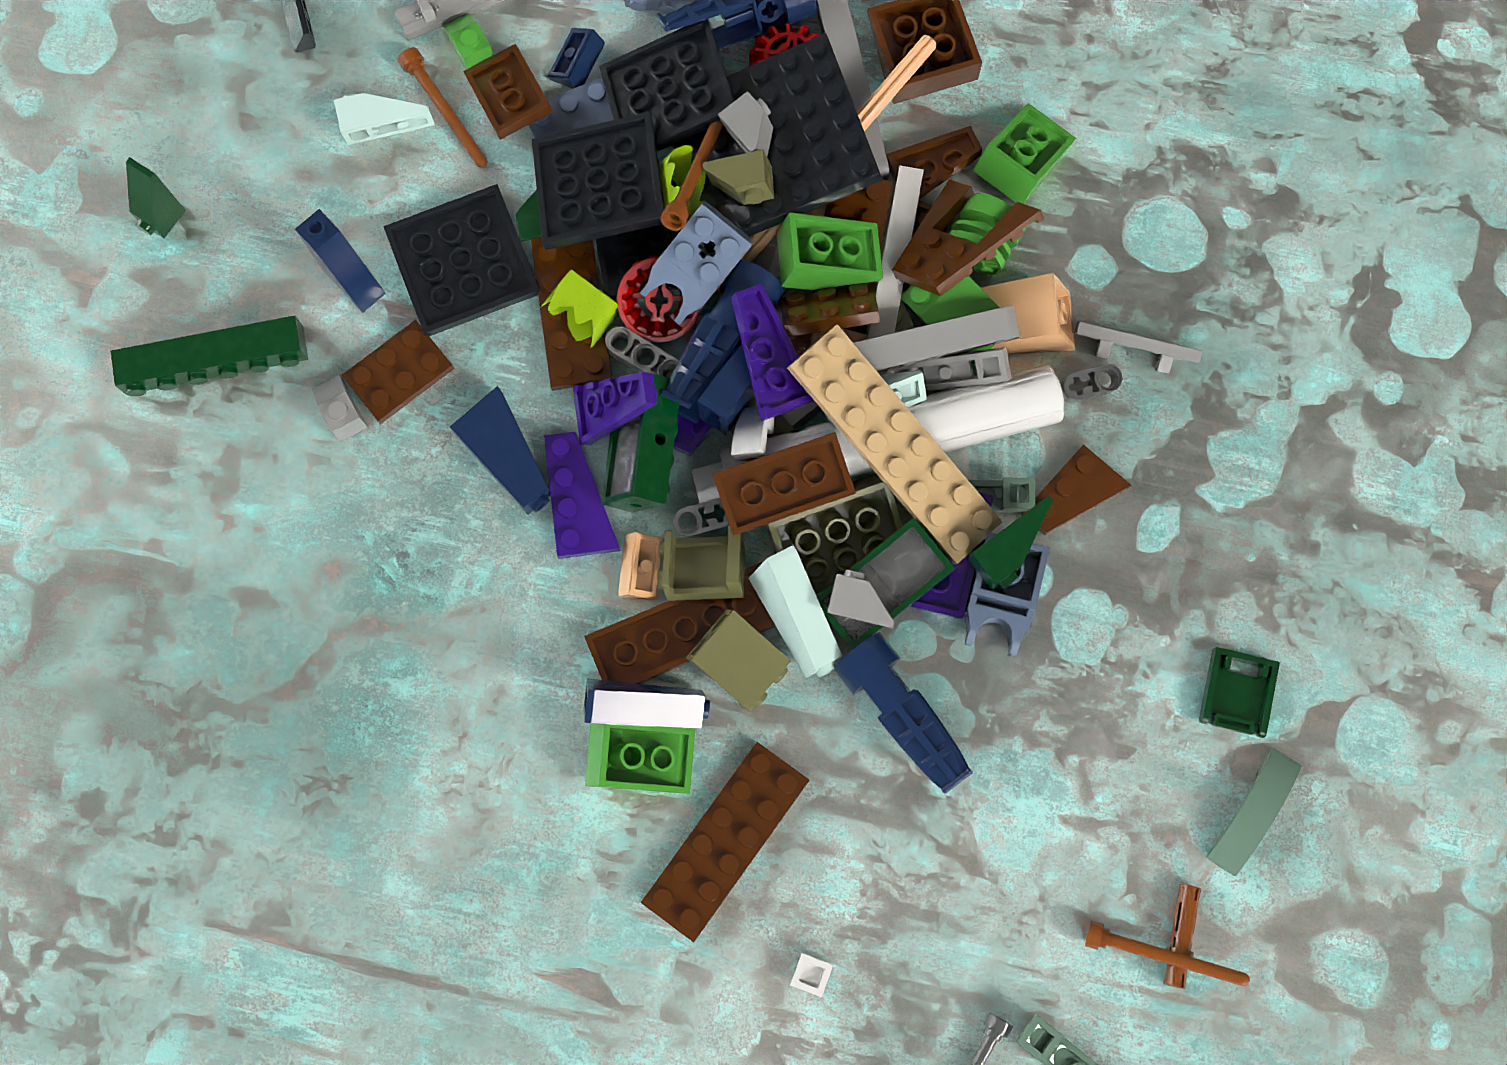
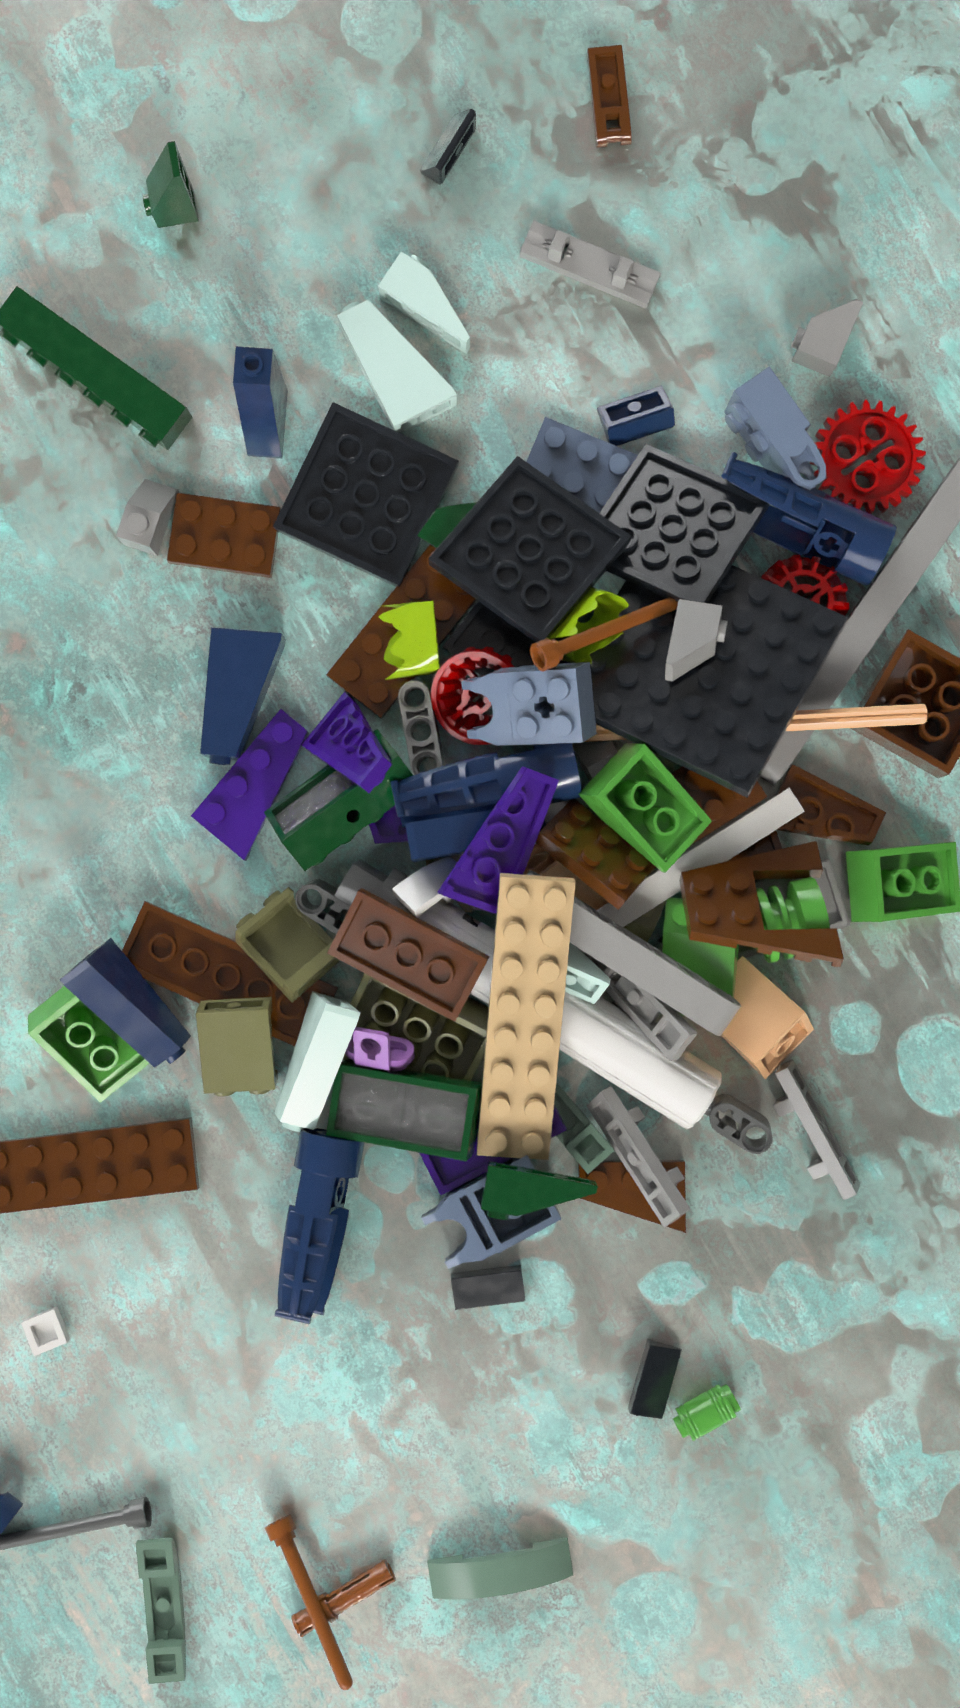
camera: 45 degrees right, 10 degrees up
(400, 172) = (397, 373): none -> light aqua slope
(412, 63) = (501, 282): dark orange piece -> none
(468, 40) = (563, 311): bright green slope -> none
(508, 91) = (547, 390): reddish brown plate -> none
(640, 566) = (245, 890): light nougat slope -> none
(743, 176) = (642, 676): olive slope -> none
(829, 565) = (379, 1050): none -> medium lavender bracket
(858, 600) = (364, 1109): light grey slope -> none
(1053, 465) = (638, 1157): none -> light grey hinge
(1053, 646) = (487, 1287): none -> black slope
(1212, 593) = (654, 1380): none -> black slope
(1236, 698) = (583, 1476): dark green container -> none
(1265, 577) = (706, 1412): none -> bright green head

